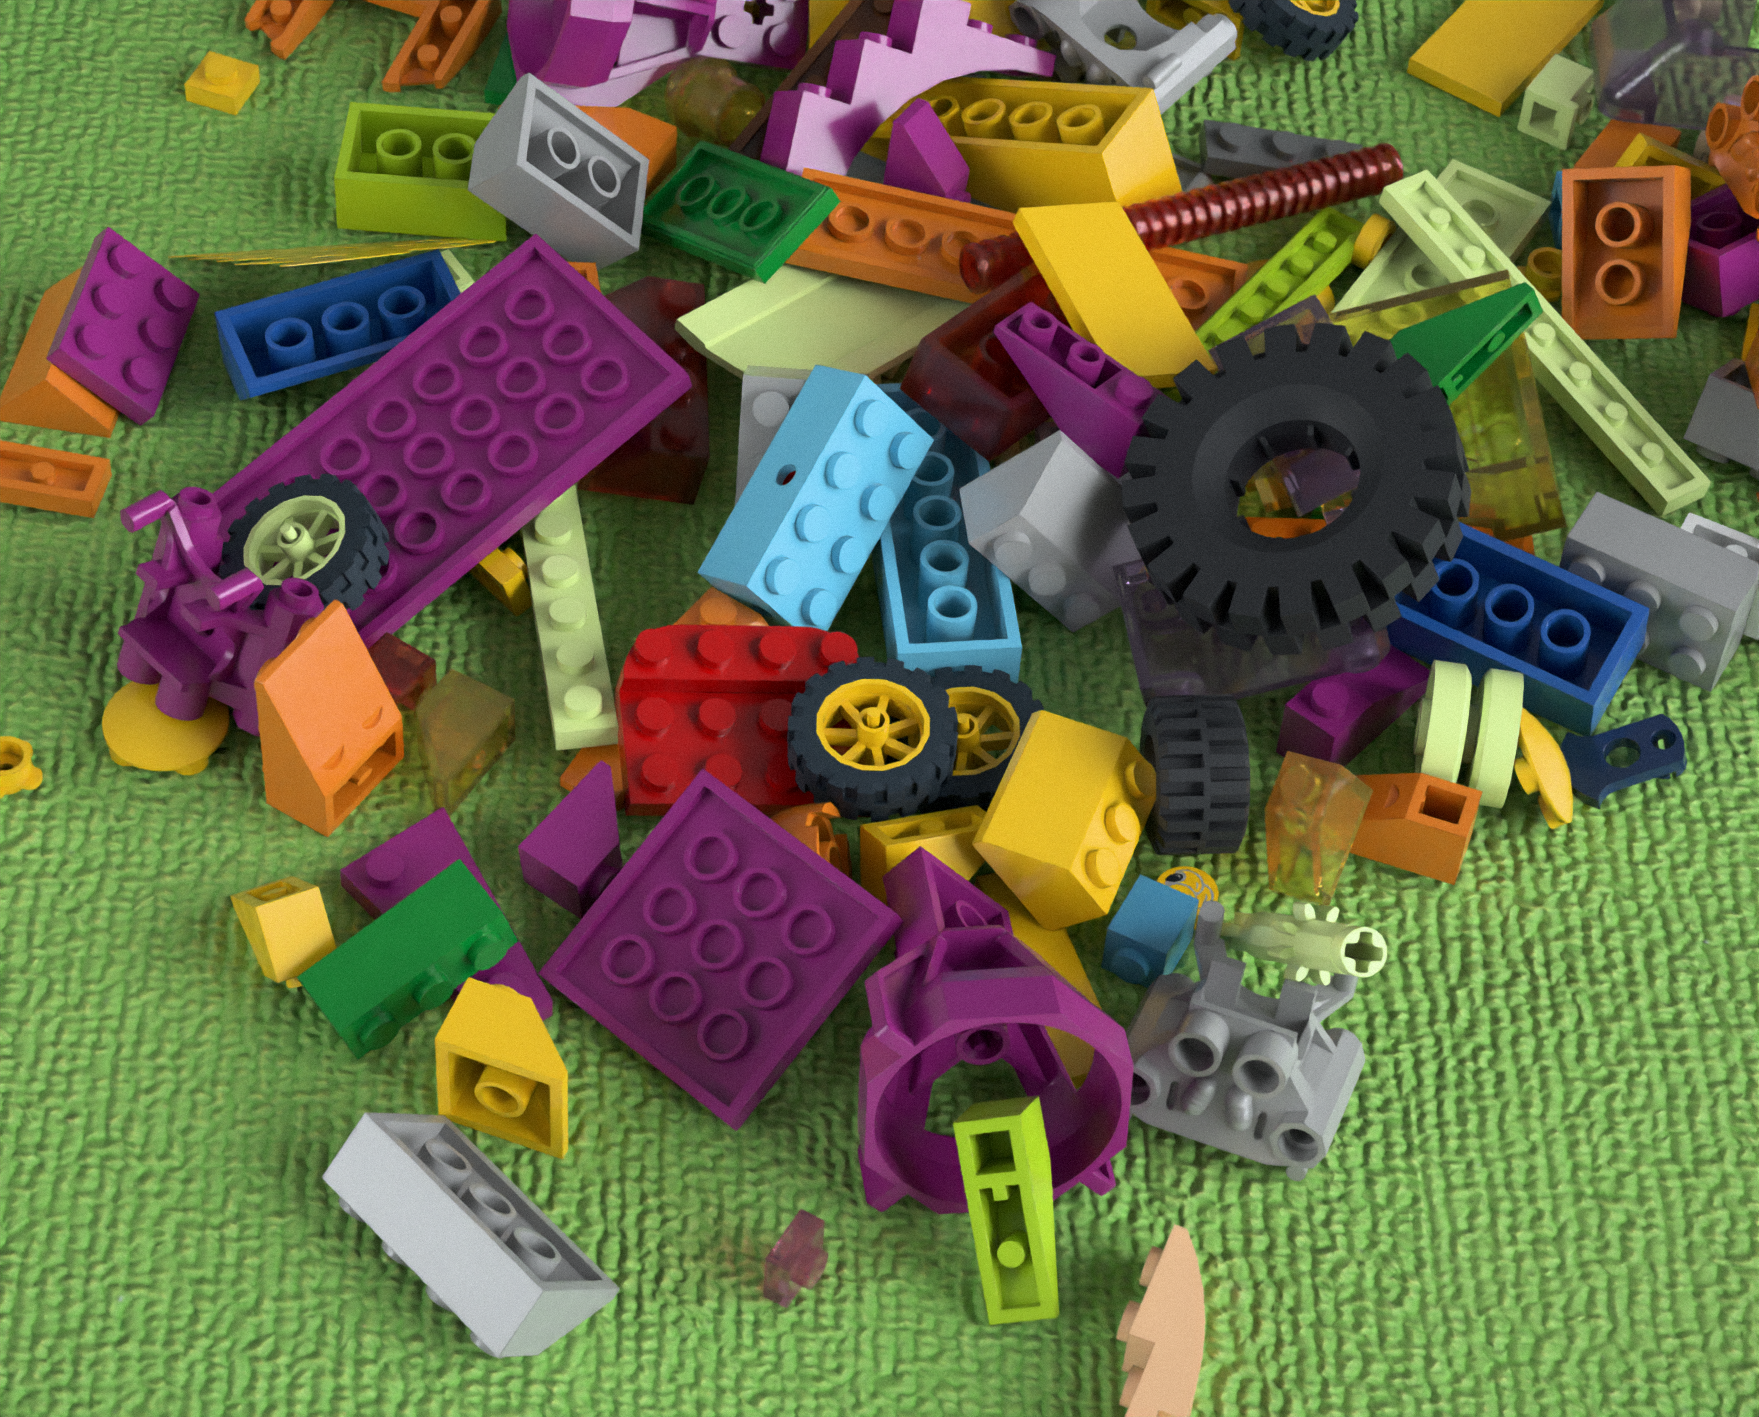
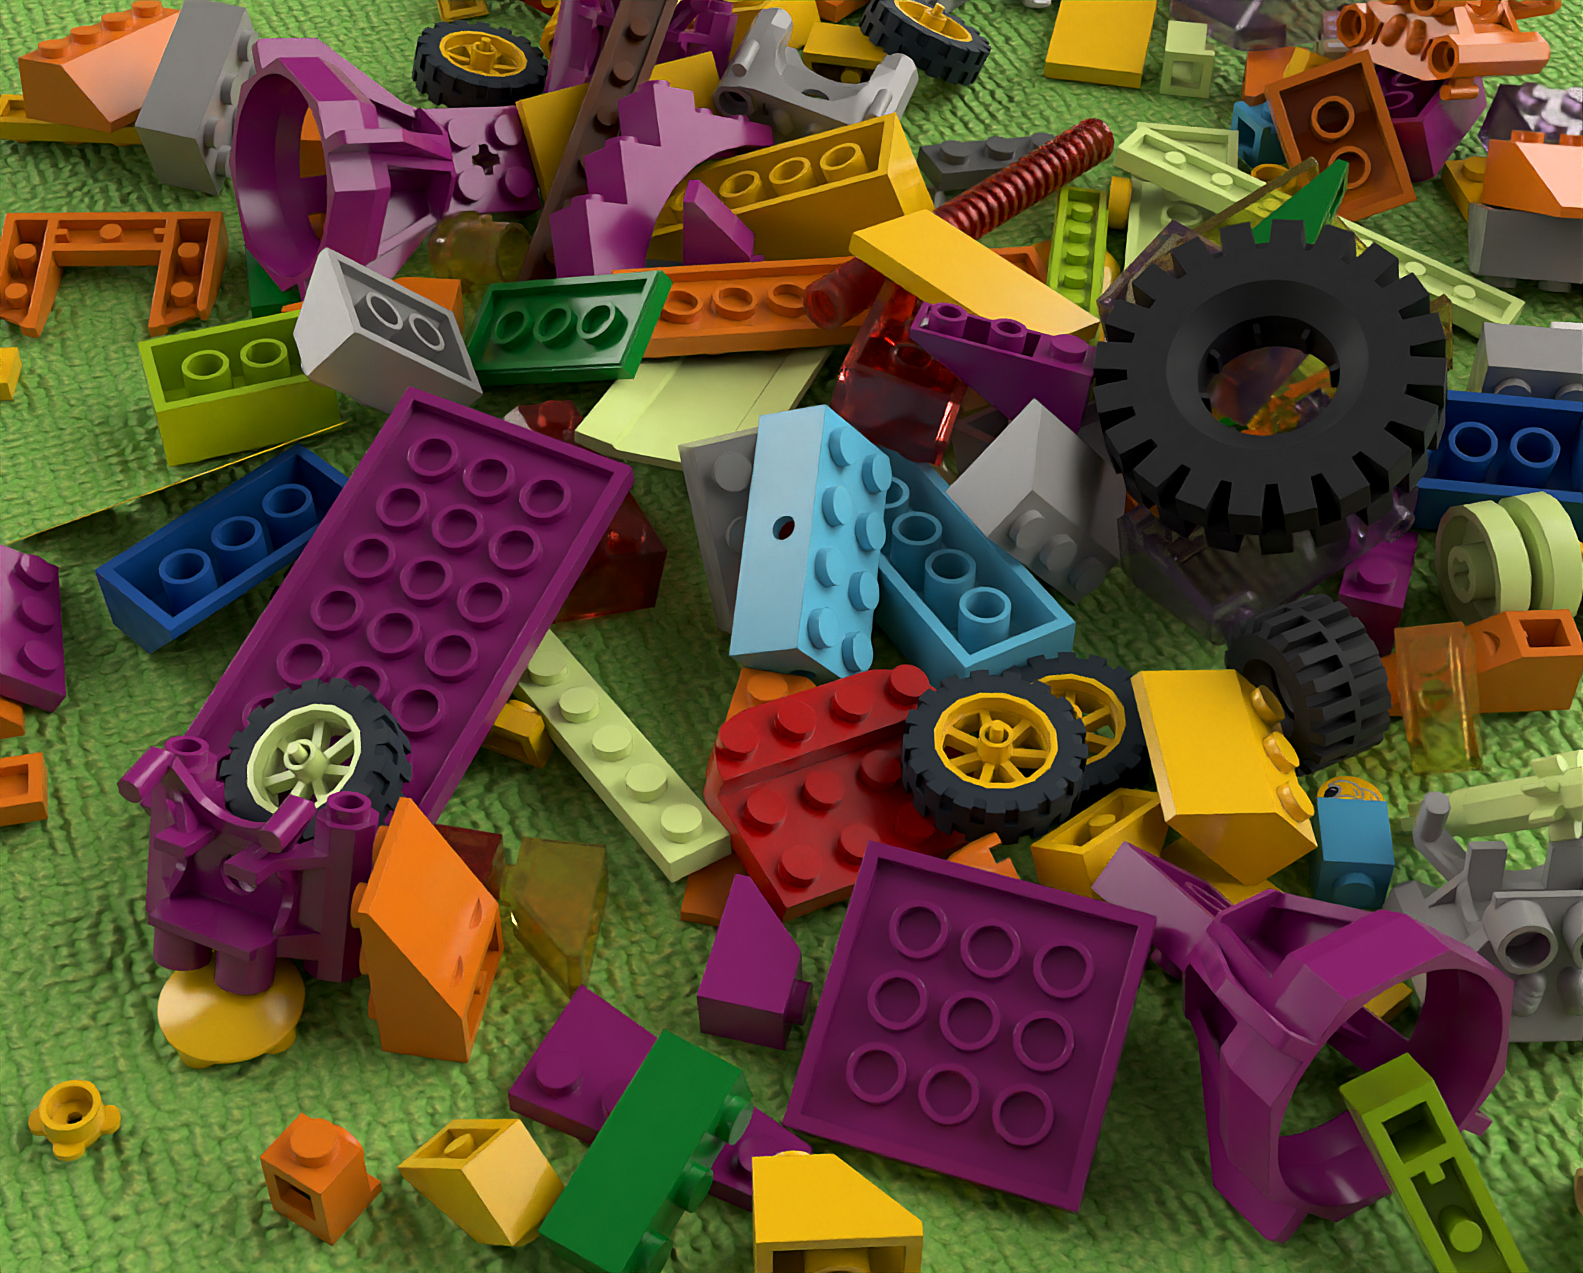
camera: 20 degrees left, 5 degrees down
(163, 879) = (329, 1167): none -> orange brick

